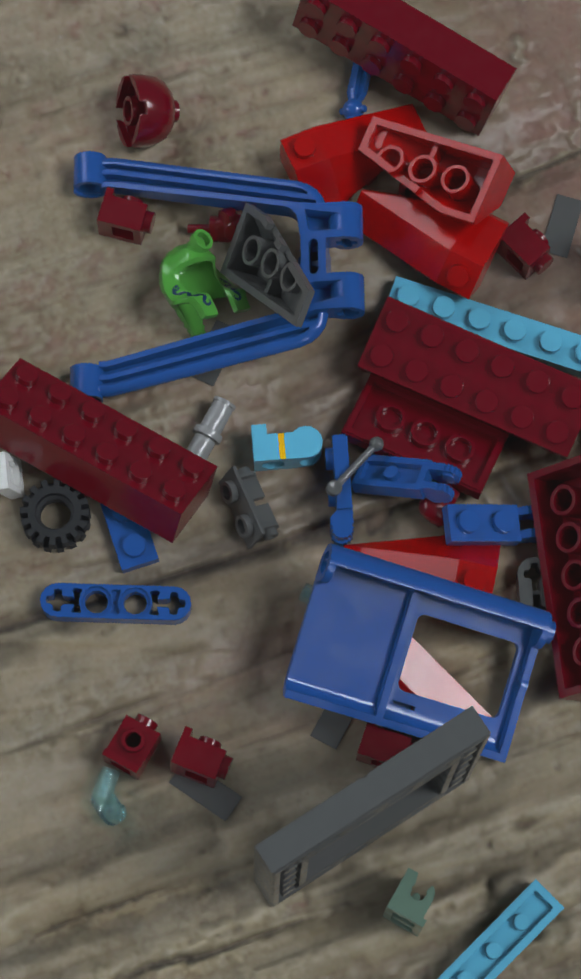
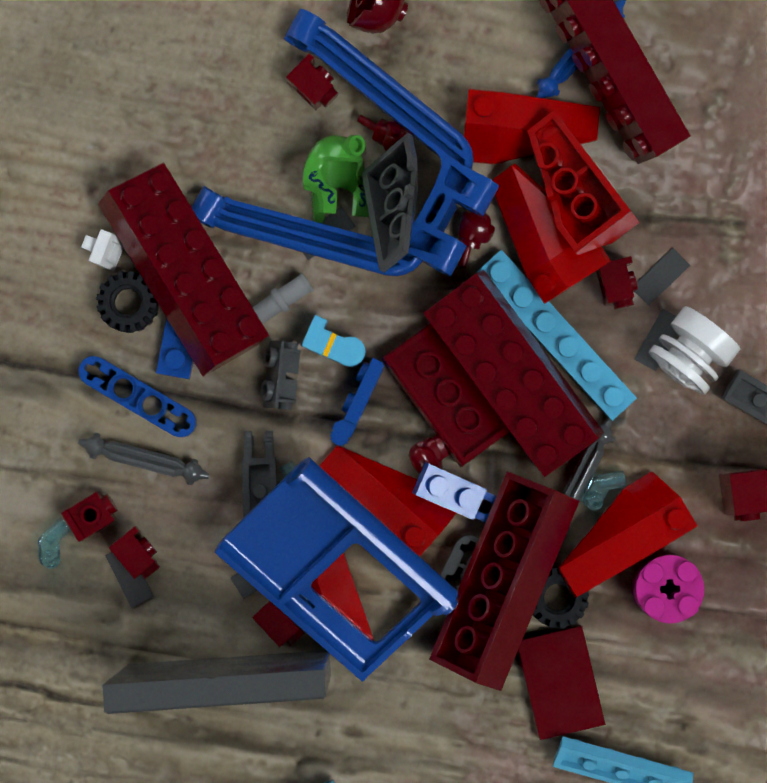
camera: 30 degrees right, 15 degrees up
(155, 661) = (143, 459): none -> dark grey wheel
(280, 611) = (258, 474): none -> dark grey hinge
(334, 487) = (349, 402): dark grey hinge -> none
(362, 263) = (473, 232): none -> dark red piece
(406, 478) = (409, 421): blue hinge -> none
(408, 910) = (223, 752): sand green hinge -> none

